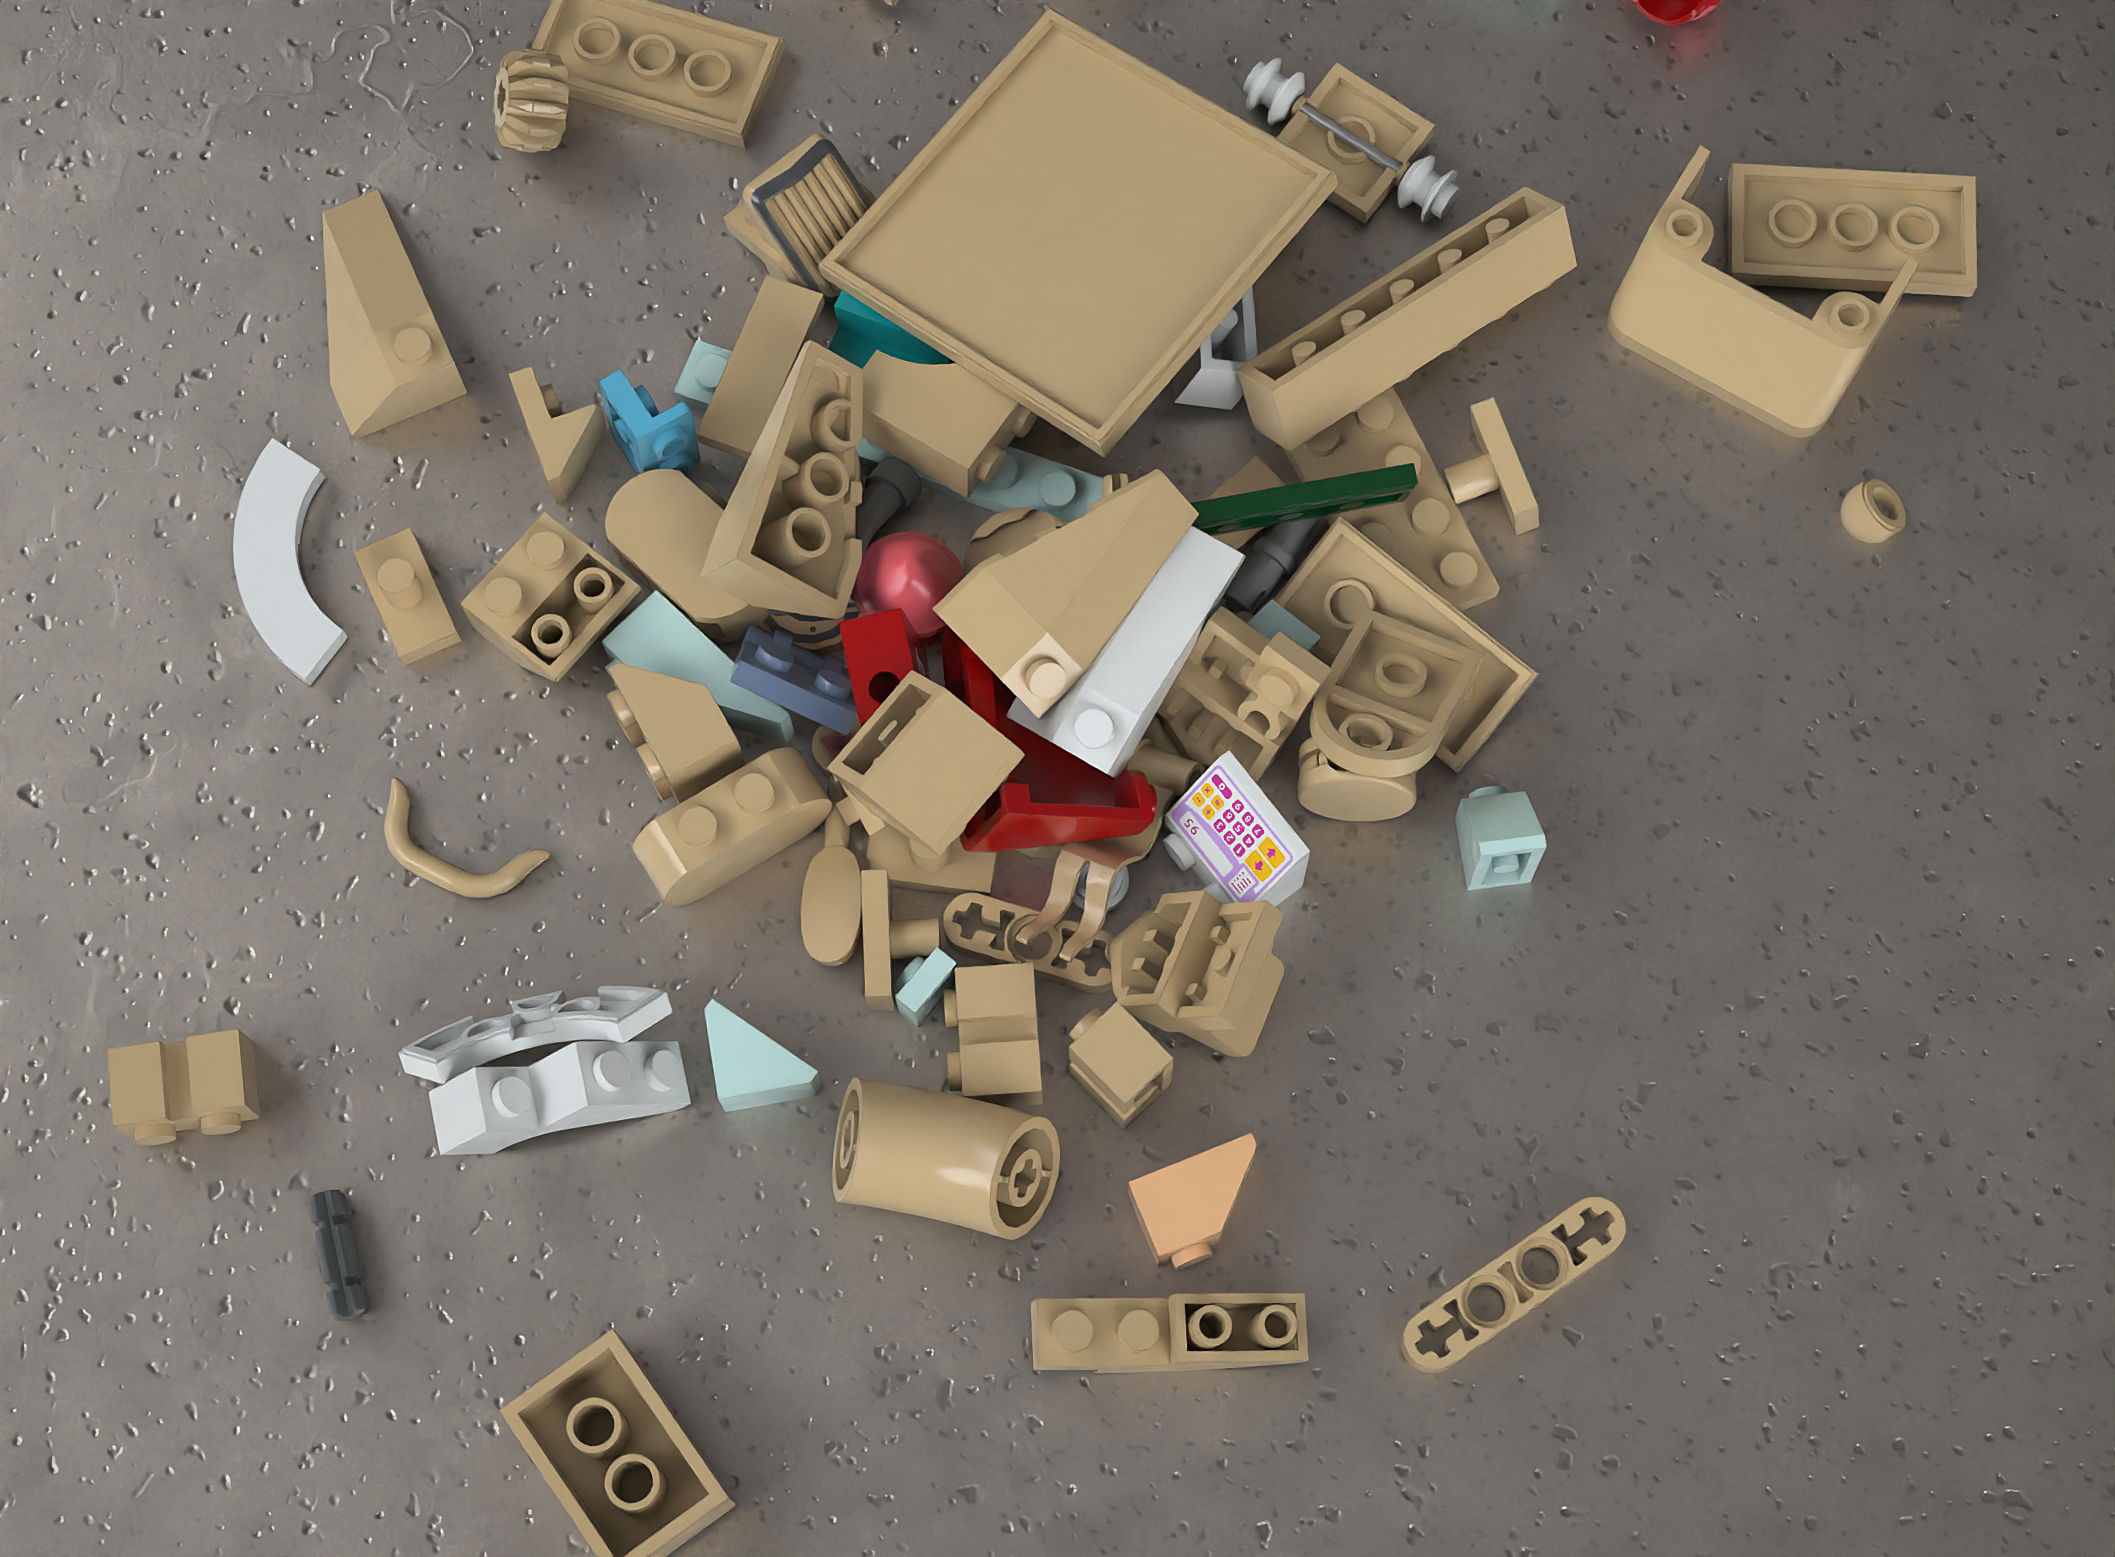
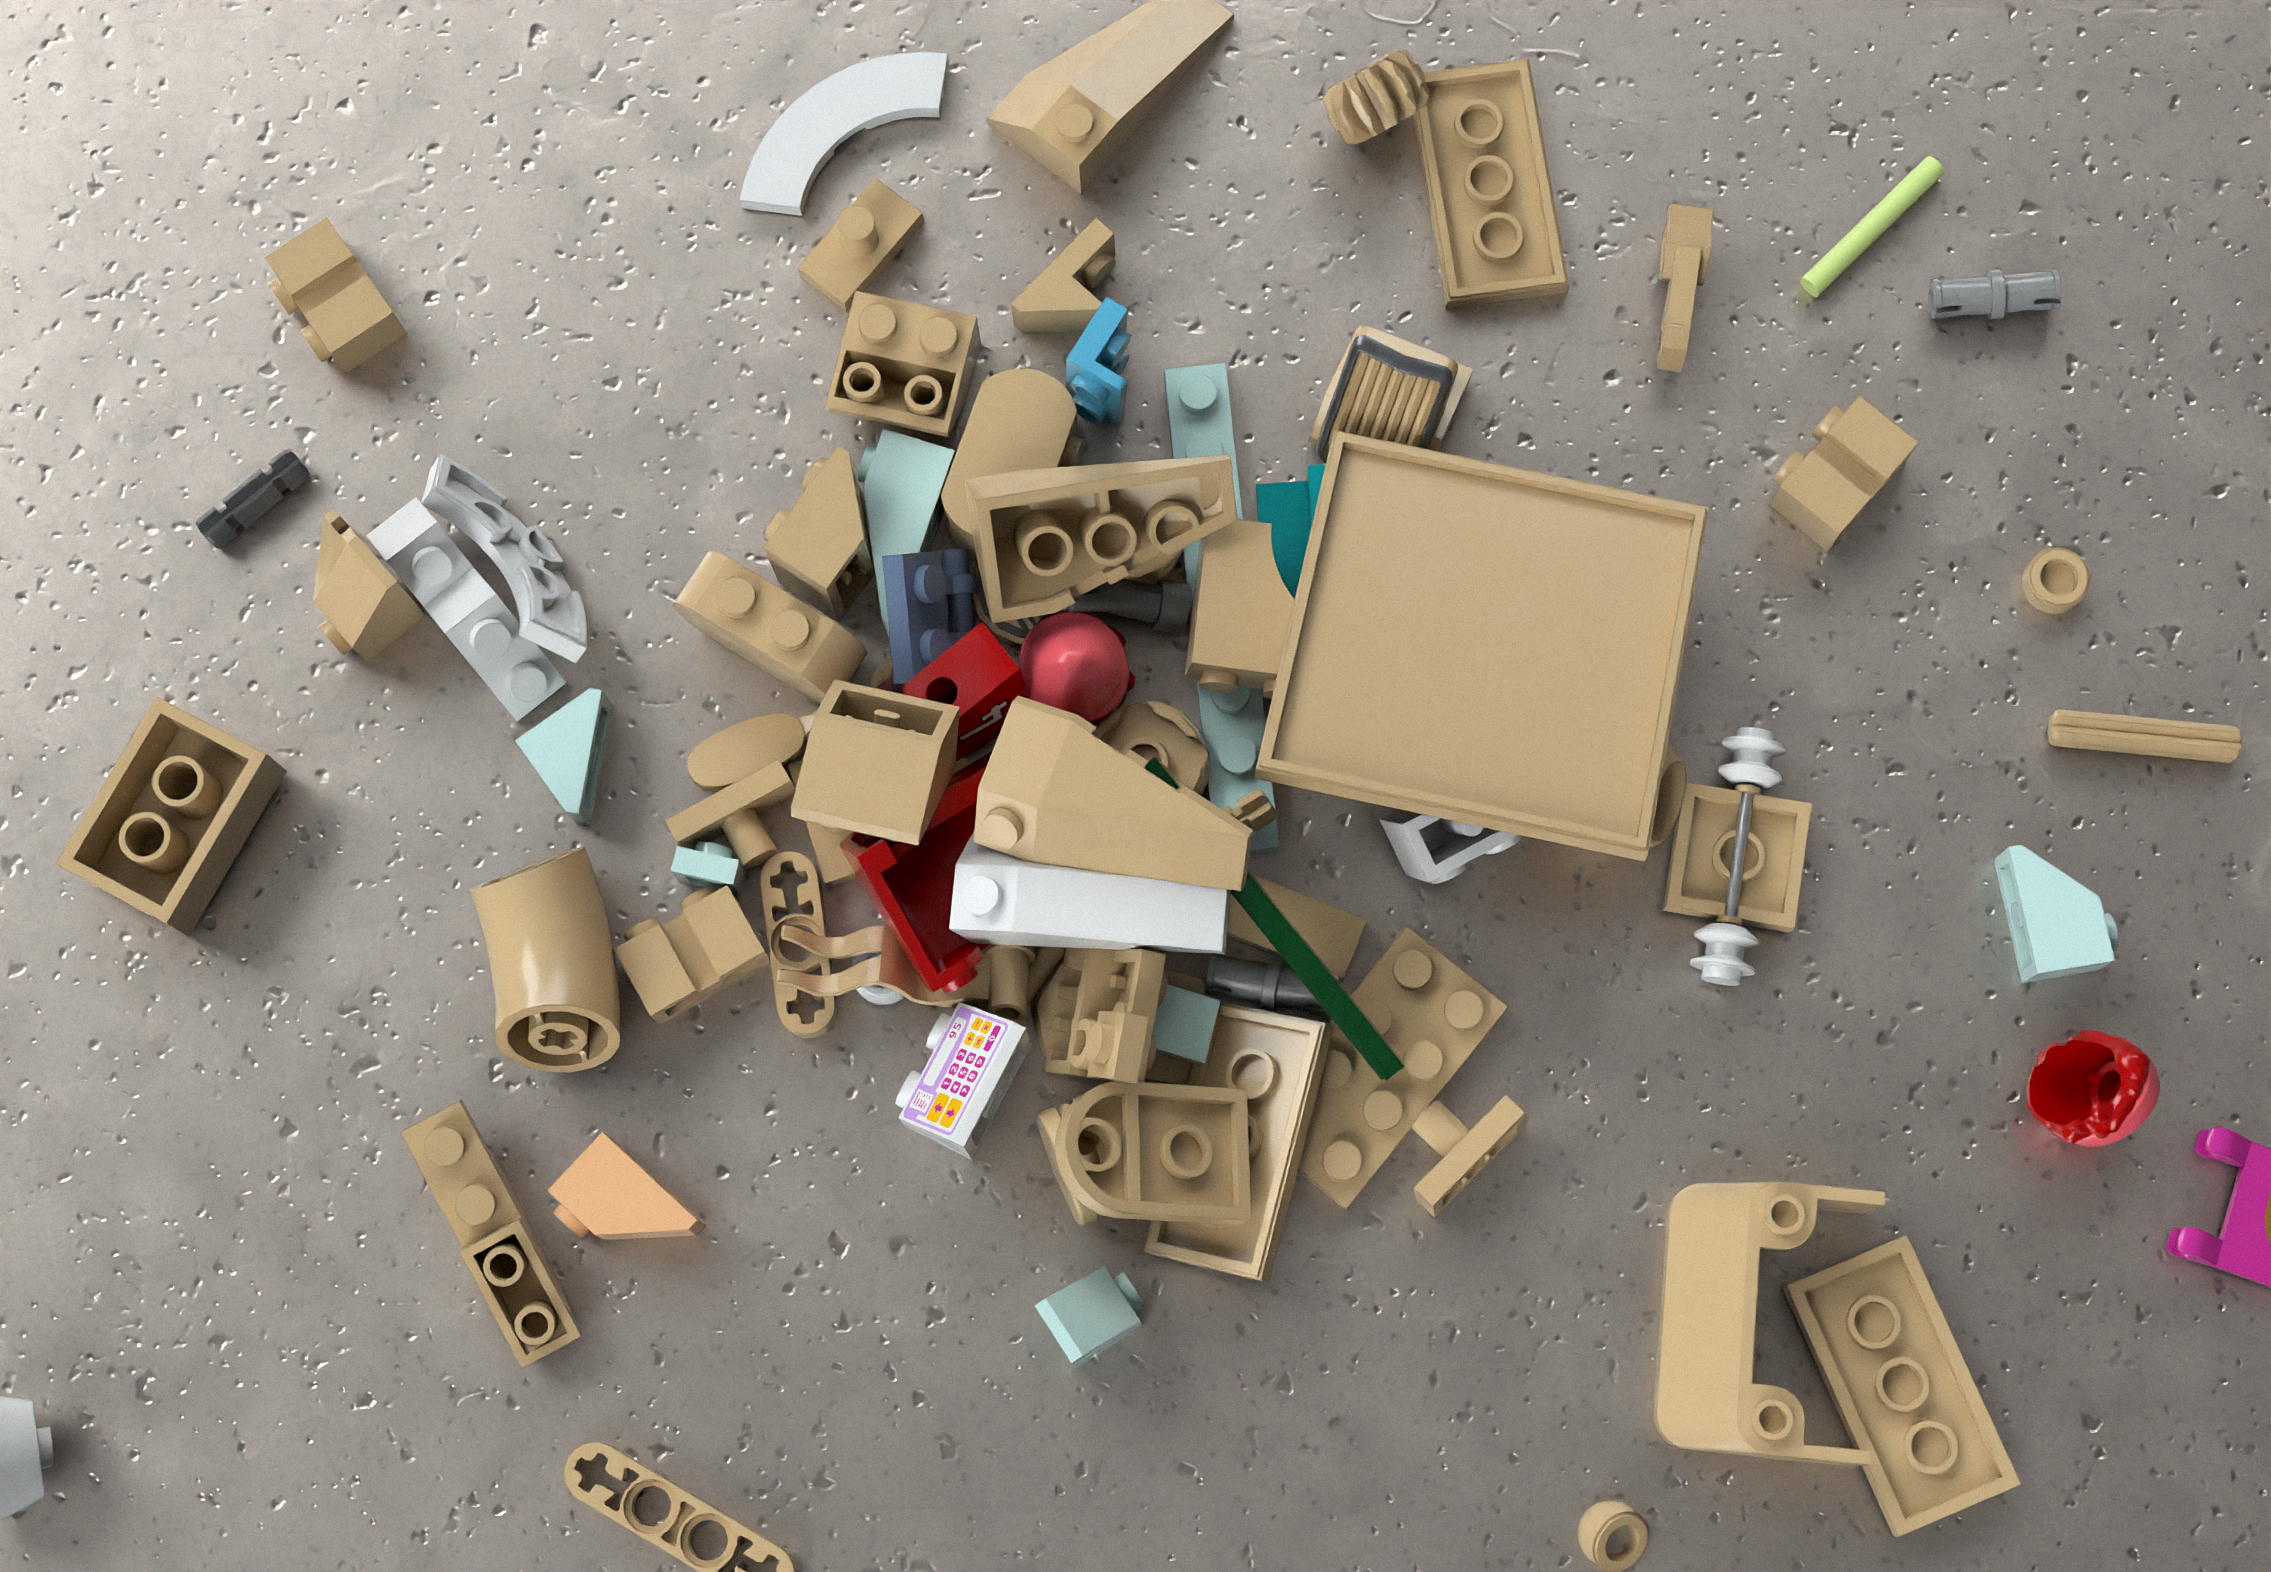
camera: 65 degrees right, 5 degrees up
(442, 872) = (625, 403): tan animal -> none
(489, 1182) = (358, 594): none -> tan slope
(759, 366) = (1242, 427): tan tile -> none
(1119, 1063) = (704, 1070): tan brick -> none
(1200, 968) = (828, 1103): tan piece -> none
(1407, 318) = (1568, 995): tan brick -> none

